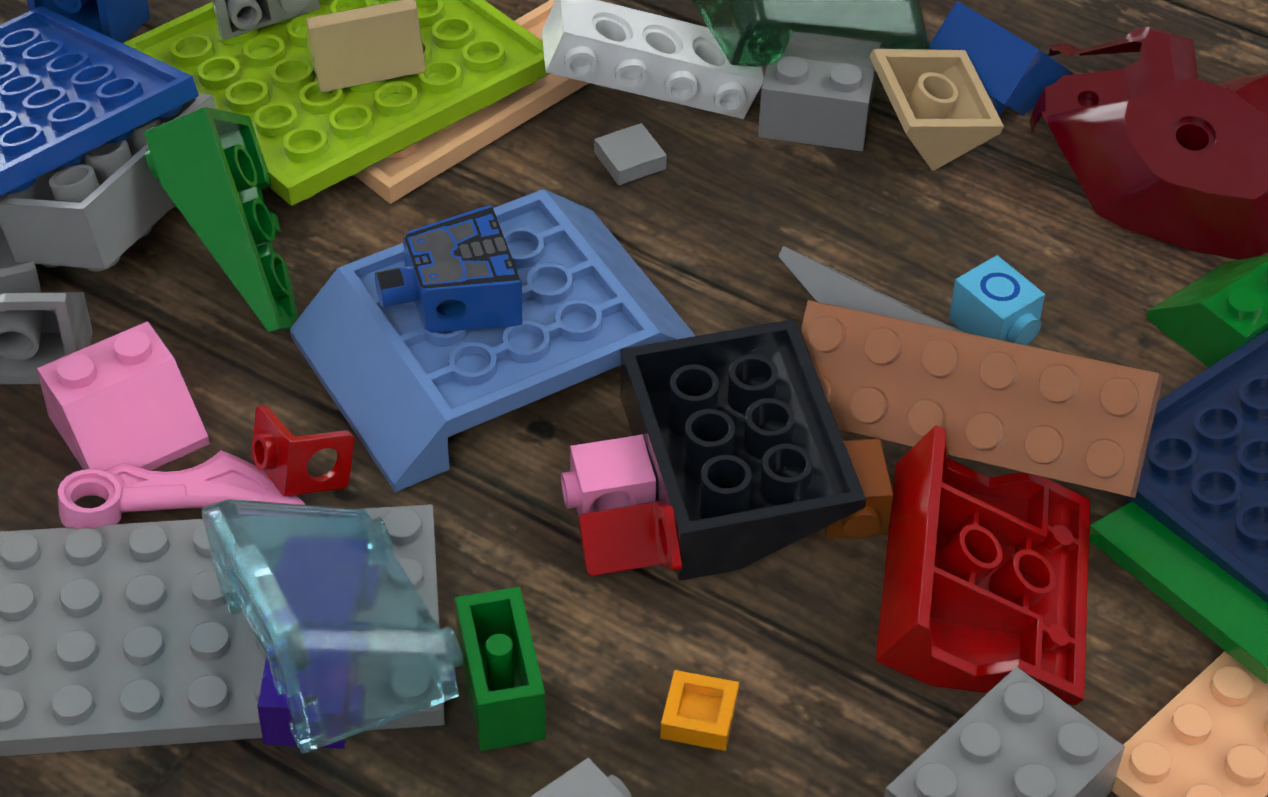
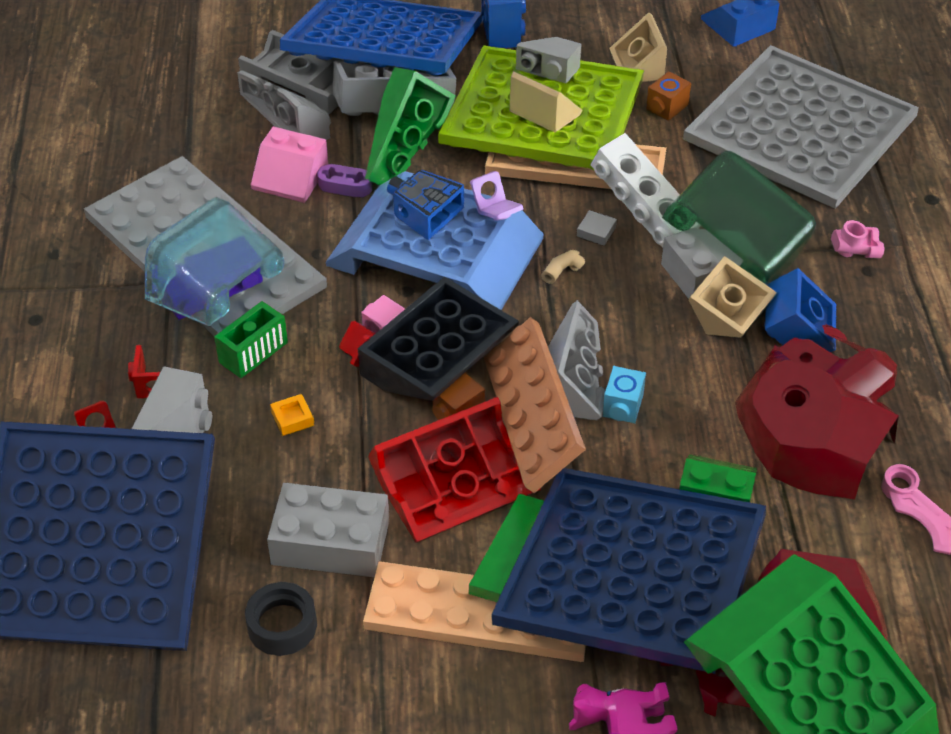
camera: 55 degrees right, 0 degrees up
(138, 489) = (285, 217): bright pink piece -> none
(228, 363) = (344, 180): none -> medium lavender beam
(286, 456) = (306, 218): red bracket -> none
(544, 208) = (496, 206): none -> lavender bracket
(666, 227) = (557, 264): none -> tan arm

